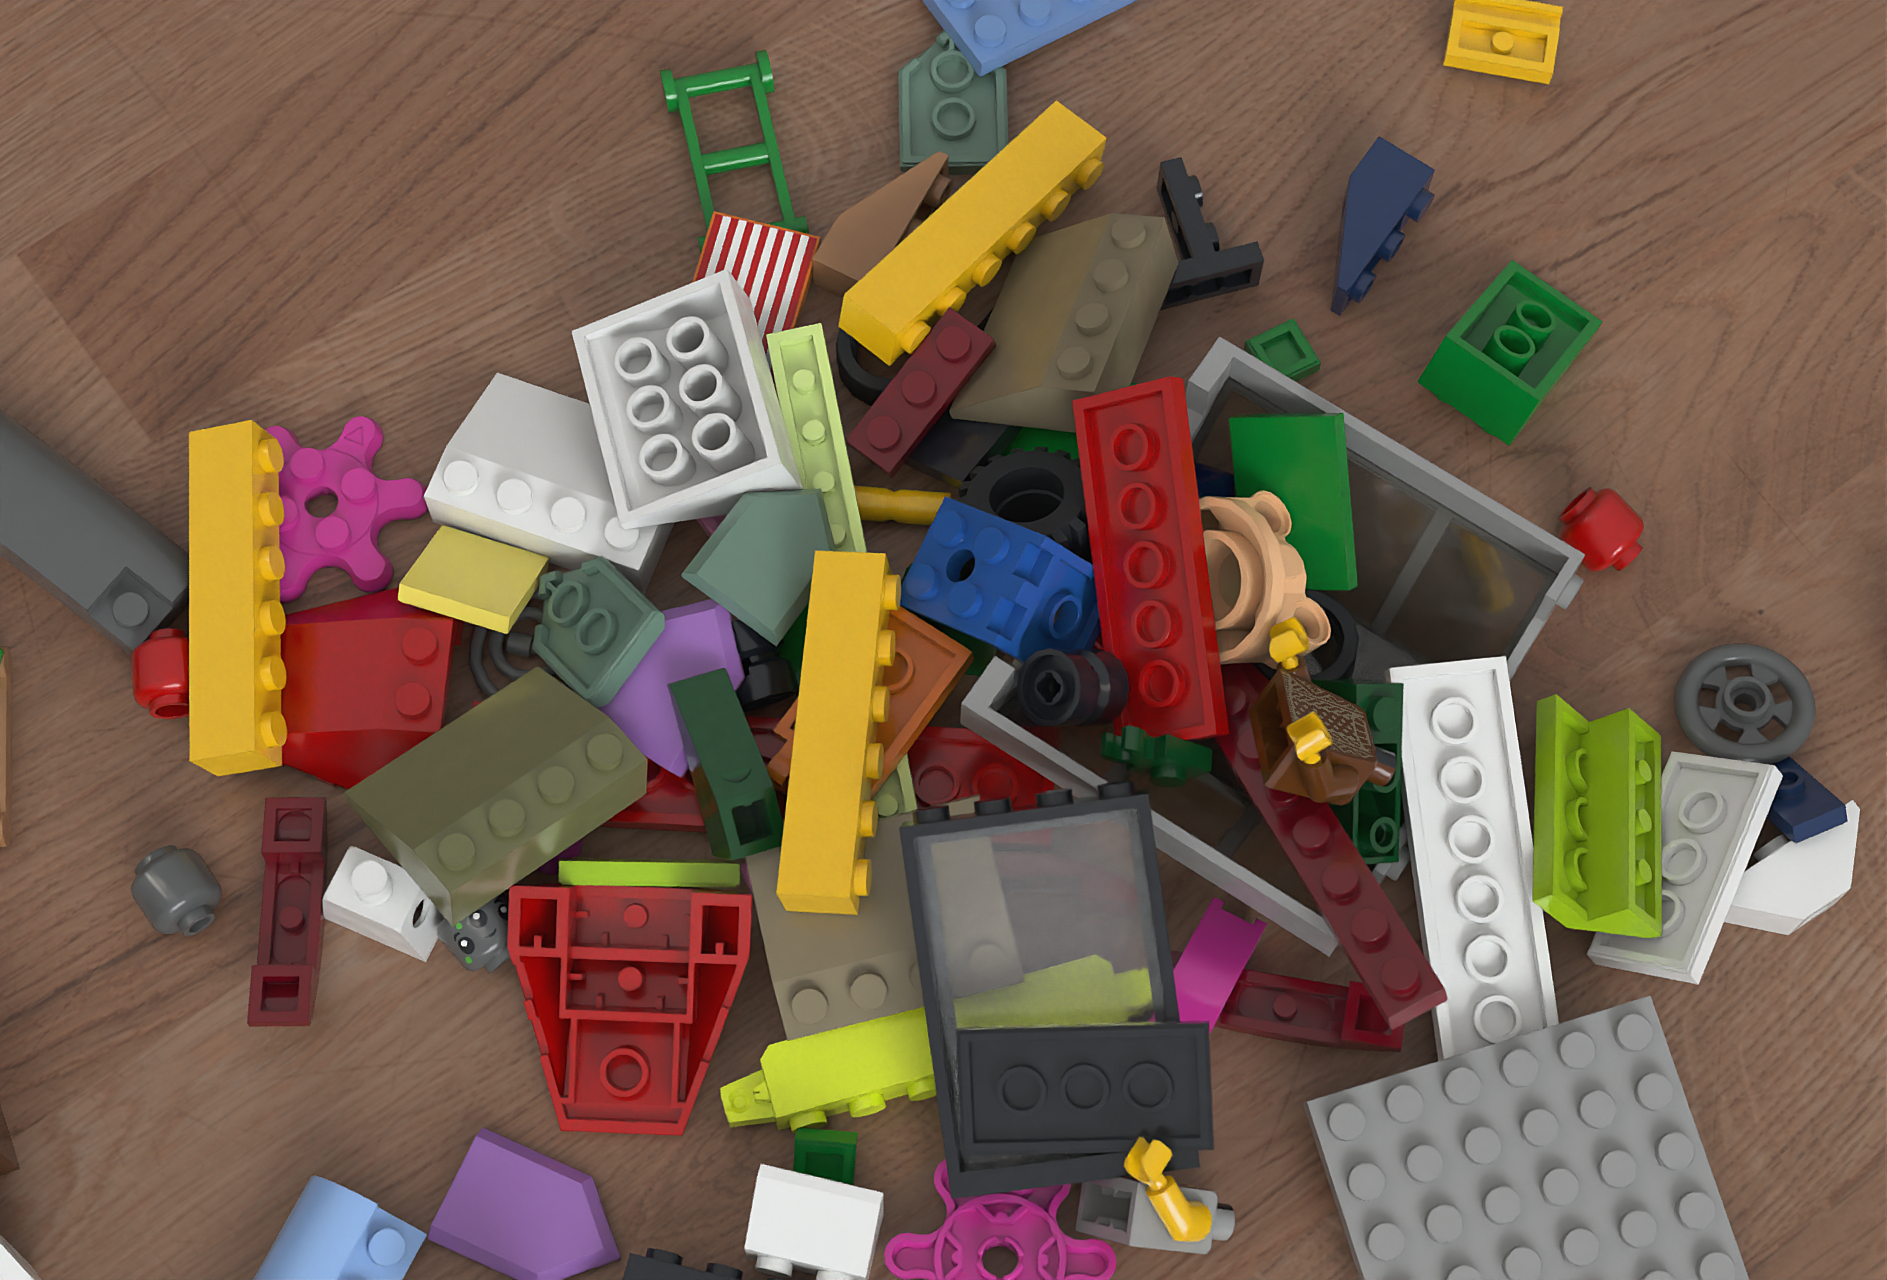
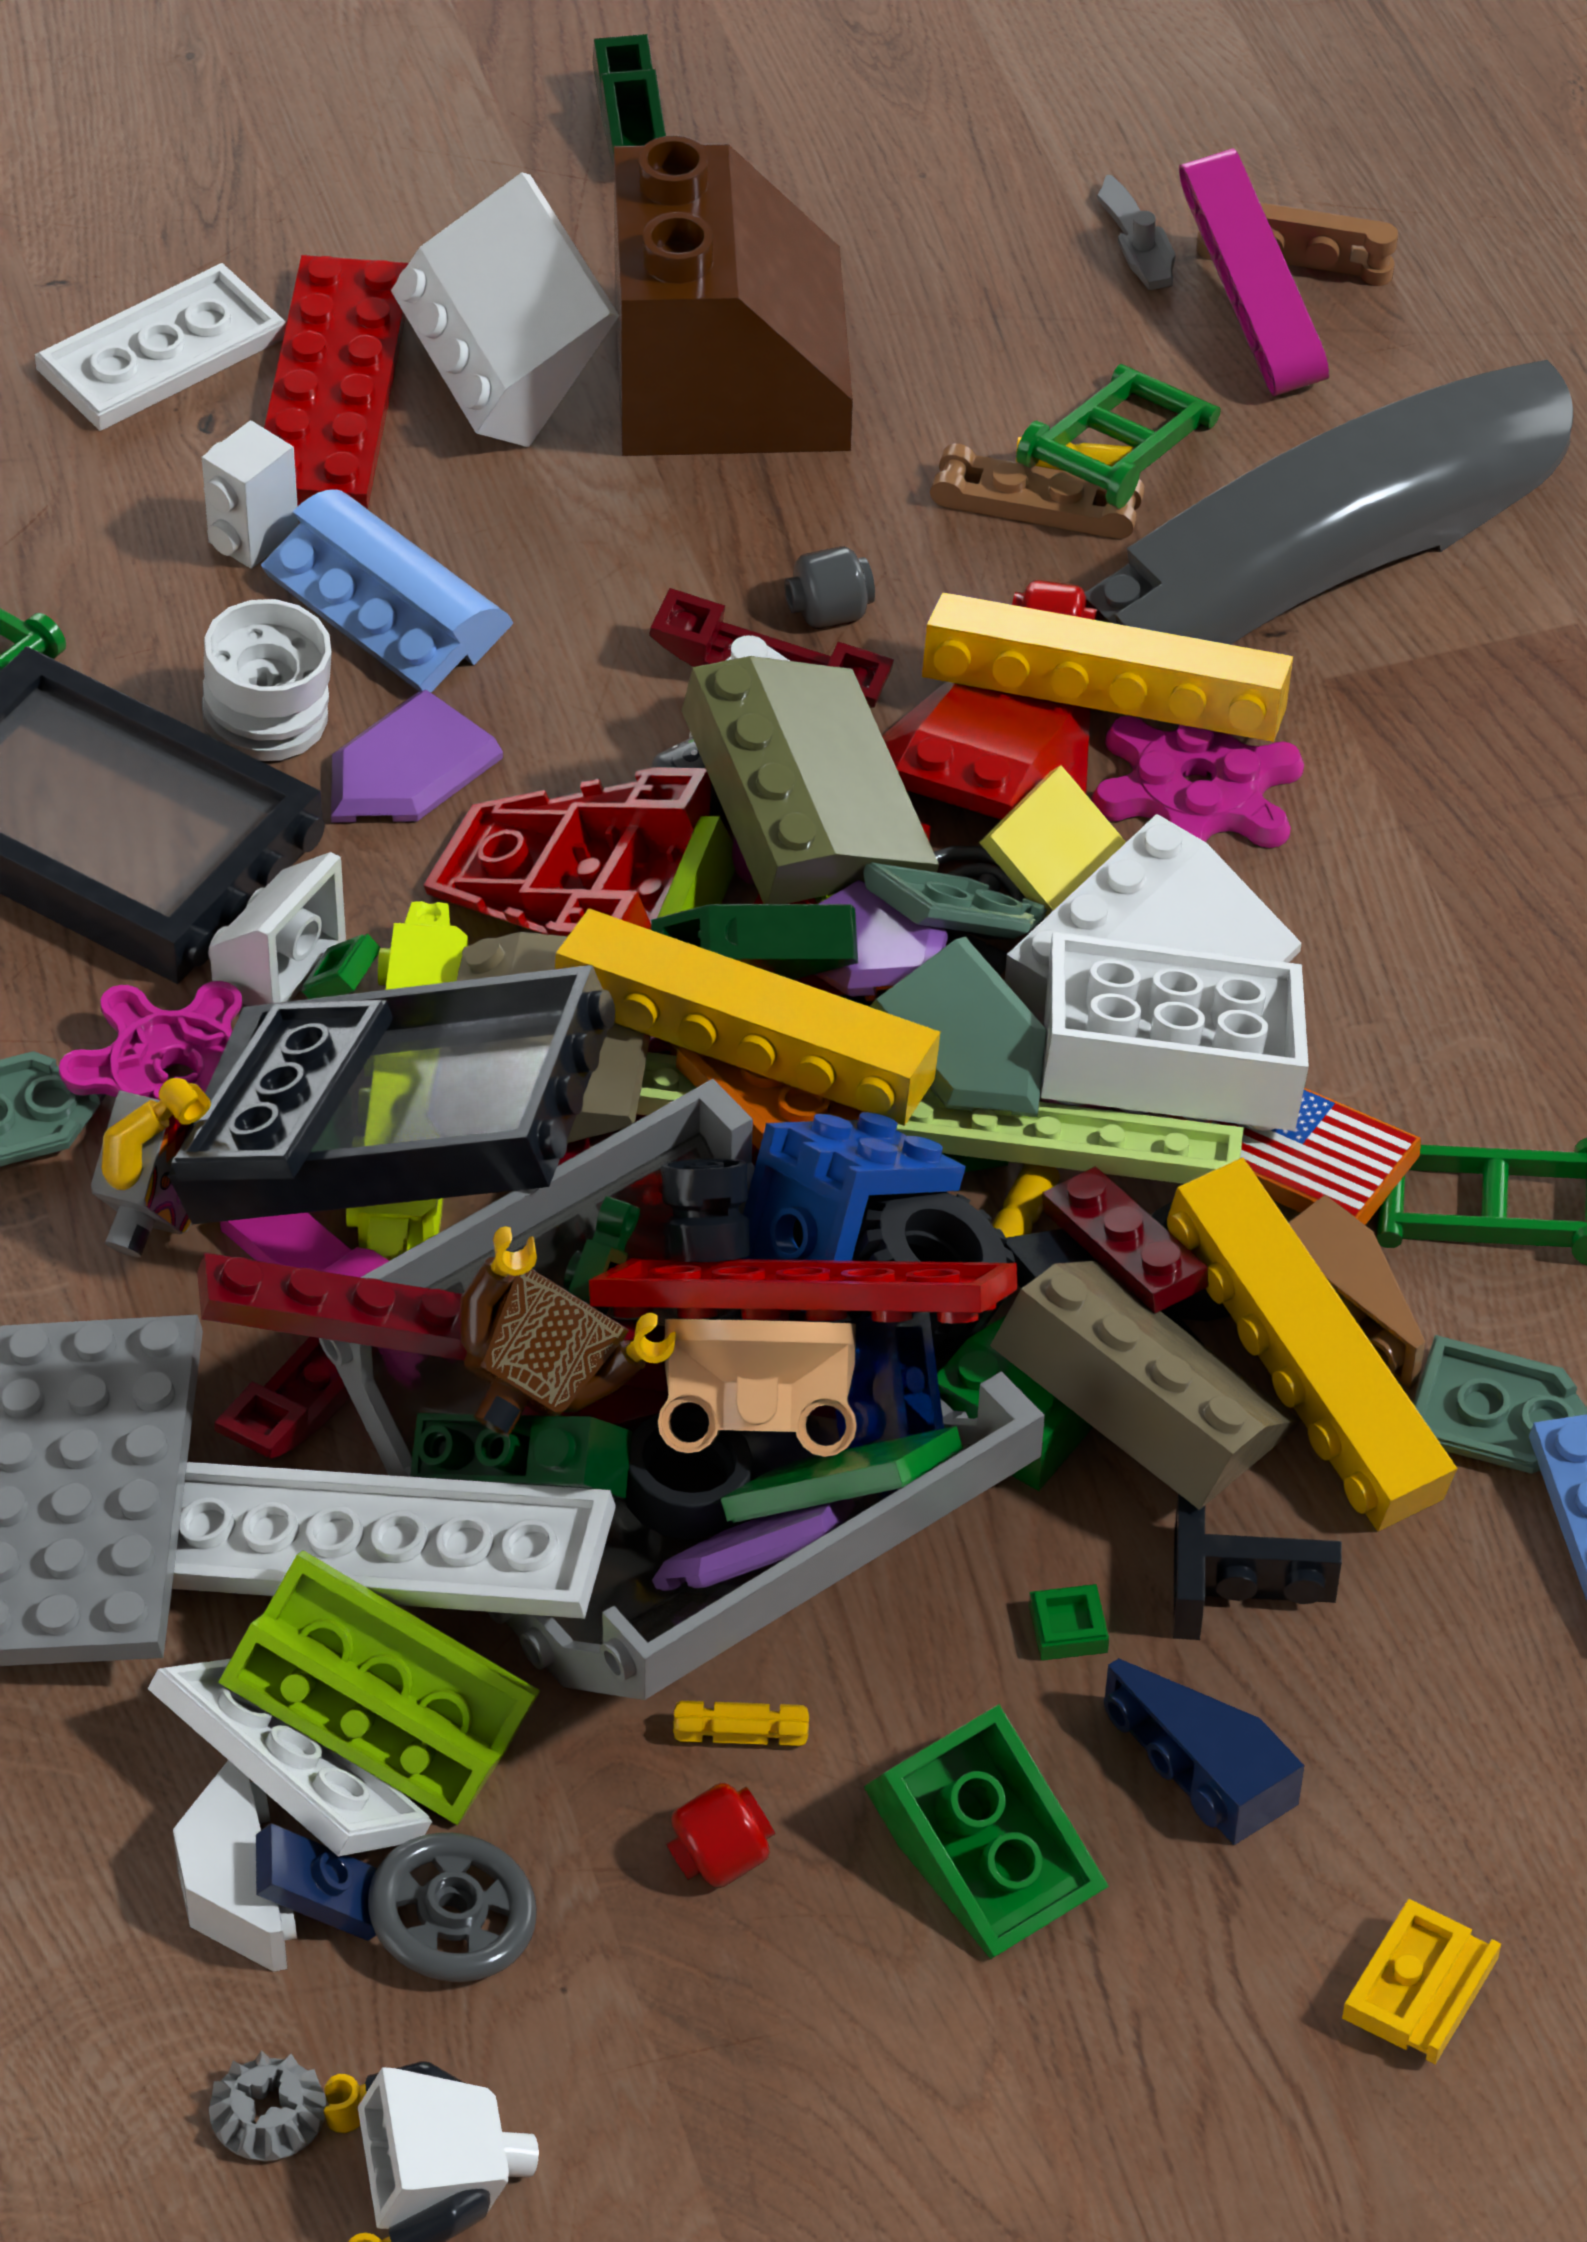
camera: 110 degrees right, 20 degrees down
(1390, 561) = (751, 1545): none -> medium lavender tile

